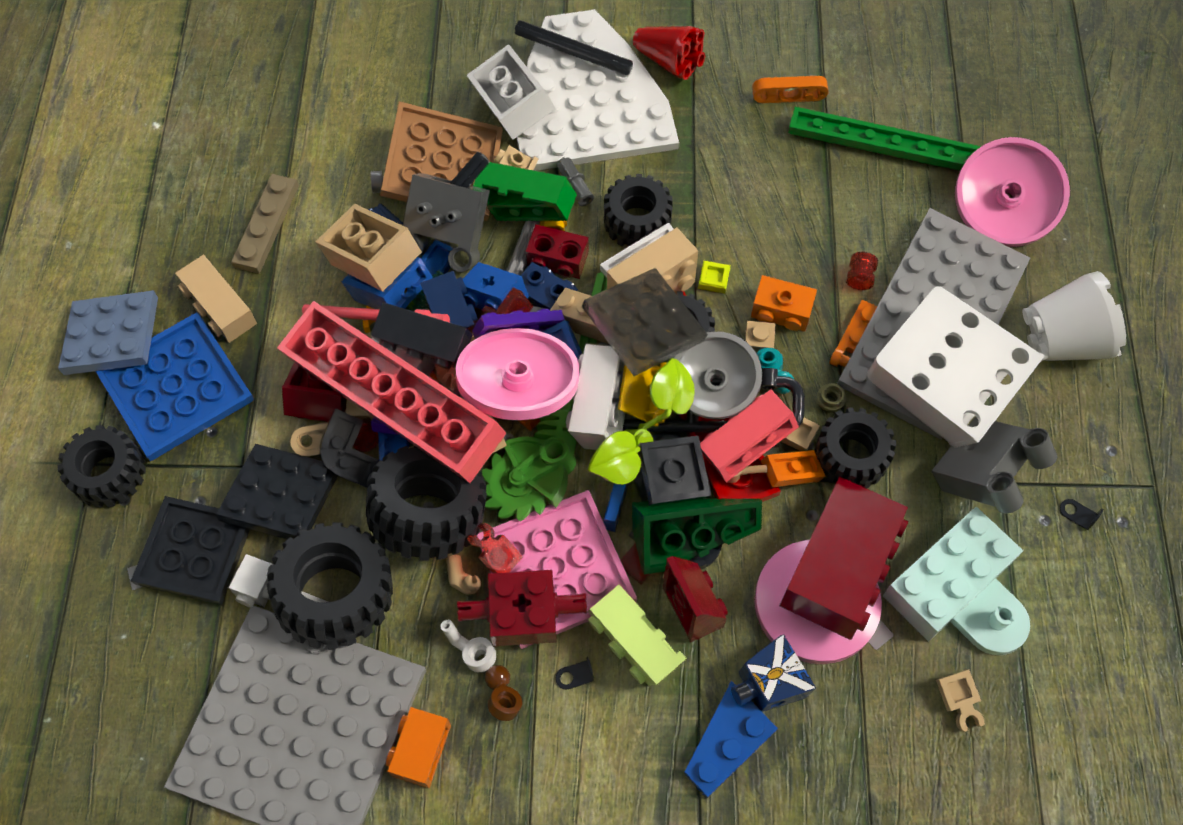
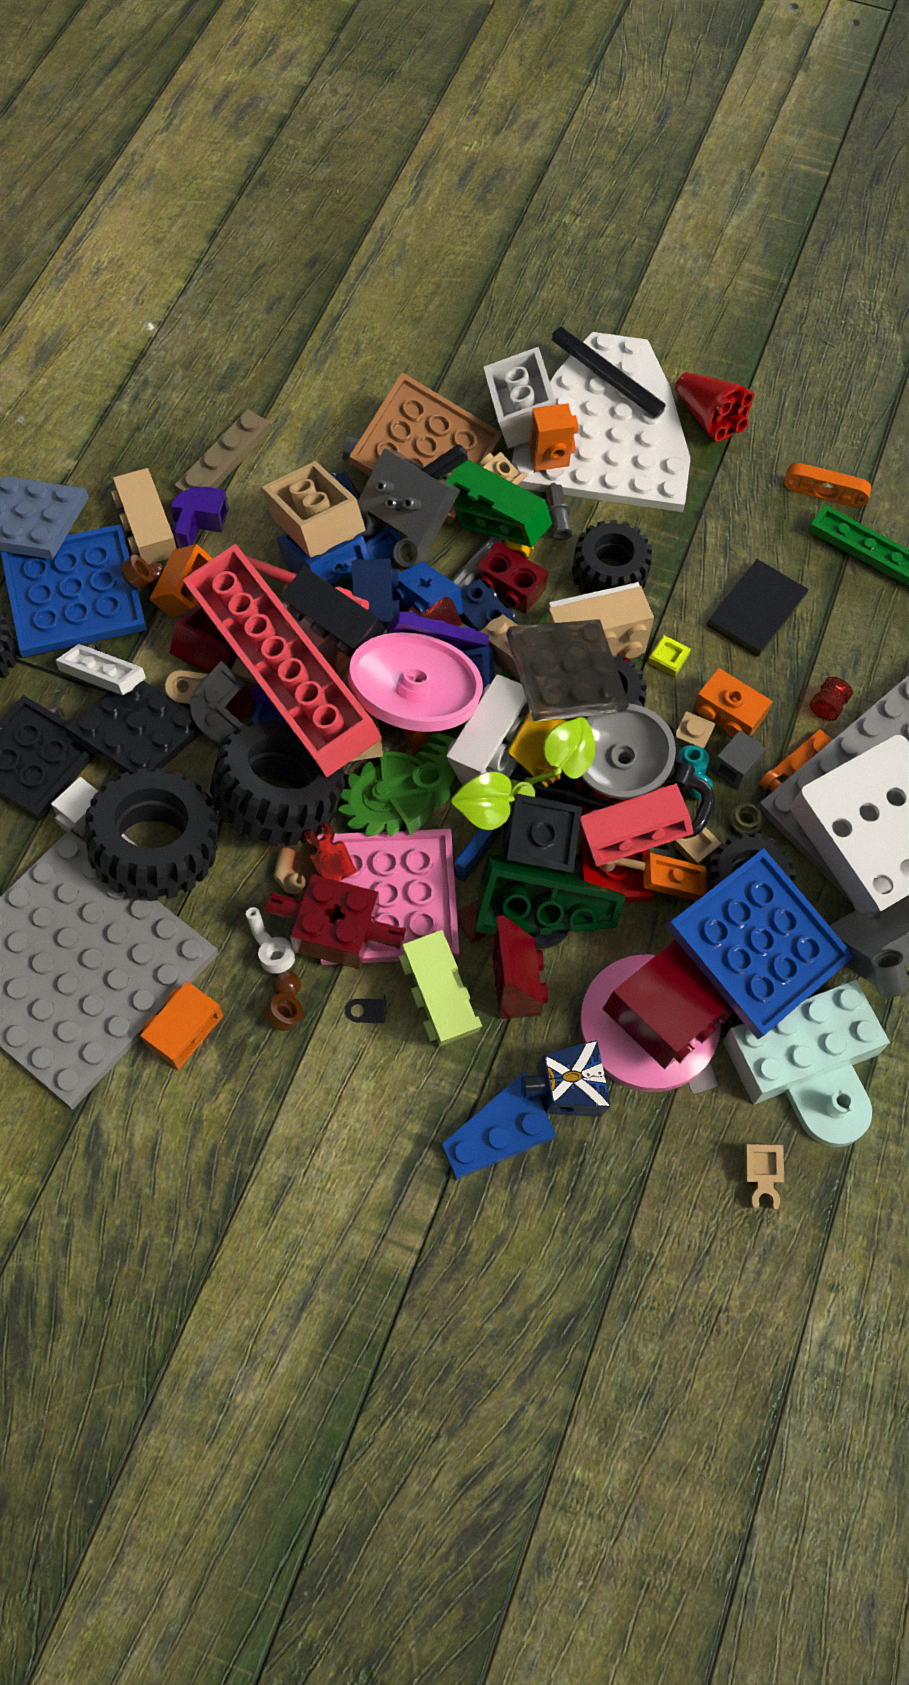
camera: 15 degrees right, 0 degrees up
(228, 450) = (101, 669): none -> white plate
(232, 352) = (139, 573): none -> reddish brown plate
(260, 277) = (198, 509): none -> dark purple brick
(267, 335) = (170, 591): none -> orange brick
(549, 119) = (552, 436): none -> orange brick
(771, 212) = (757, 607): none -> black tile
(806, 348) = (739, 759): none -> dark grey brick
(889, 503) = (760, 943): none -> blue piece

